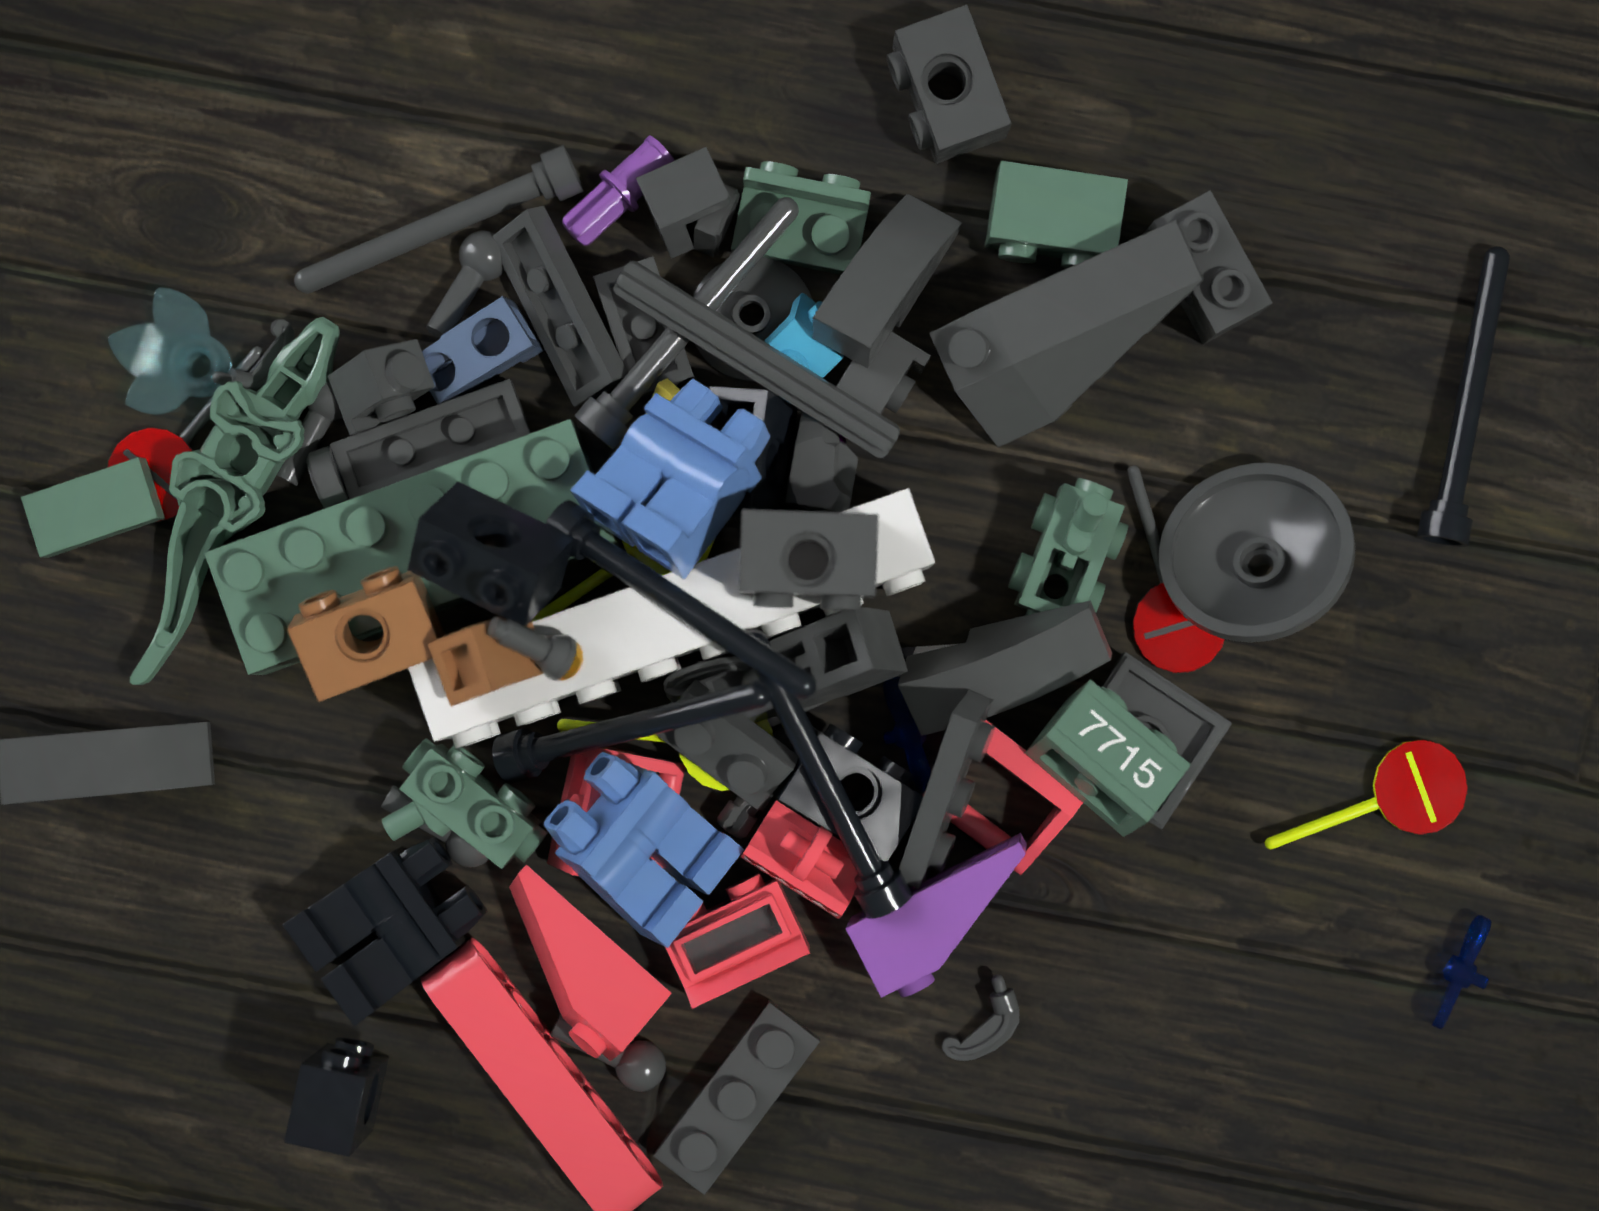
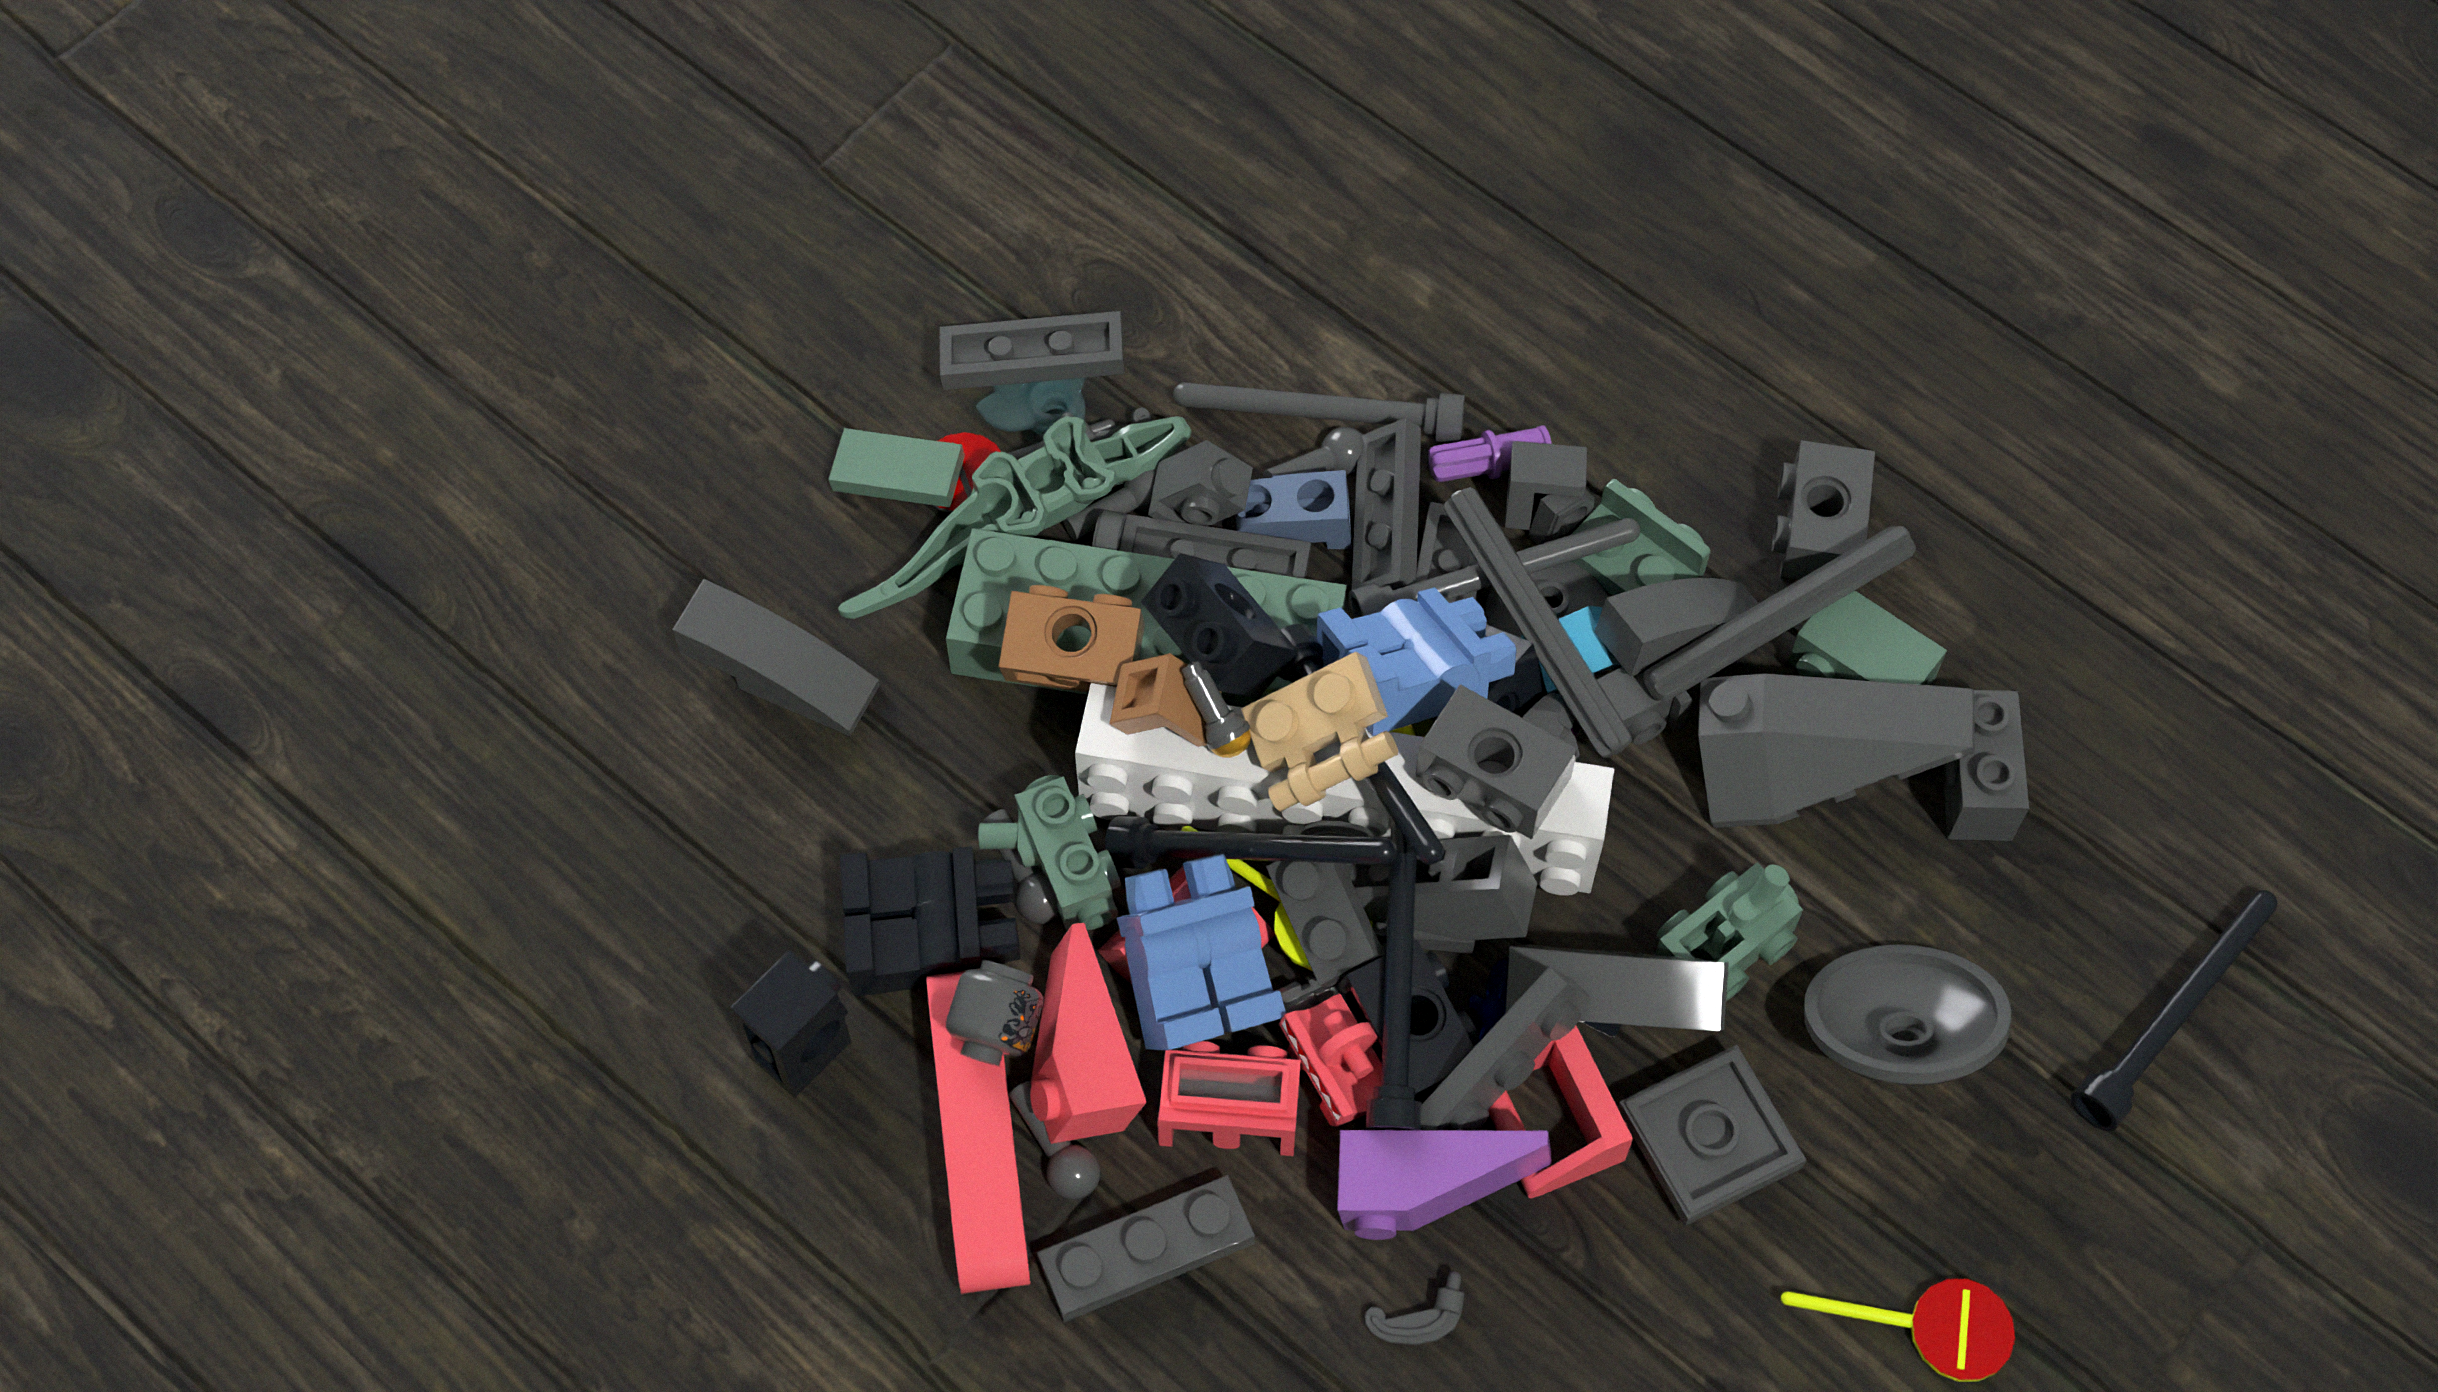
camera: 30 degrees right, 25 degrees down
(143, 327) = (1031, 350): none -> dark grey plate
(503, 1002) = (994, 1012): none -> dark grey head
(628, 602) = (1313, 714): none -> tan plate
(967, 230) = (1778, 613): none -> dark grey axle
(1108, 758) = (1670, 1106): sand green brick -> none
(1158, 626) = (1785, 1055): red piece -> none

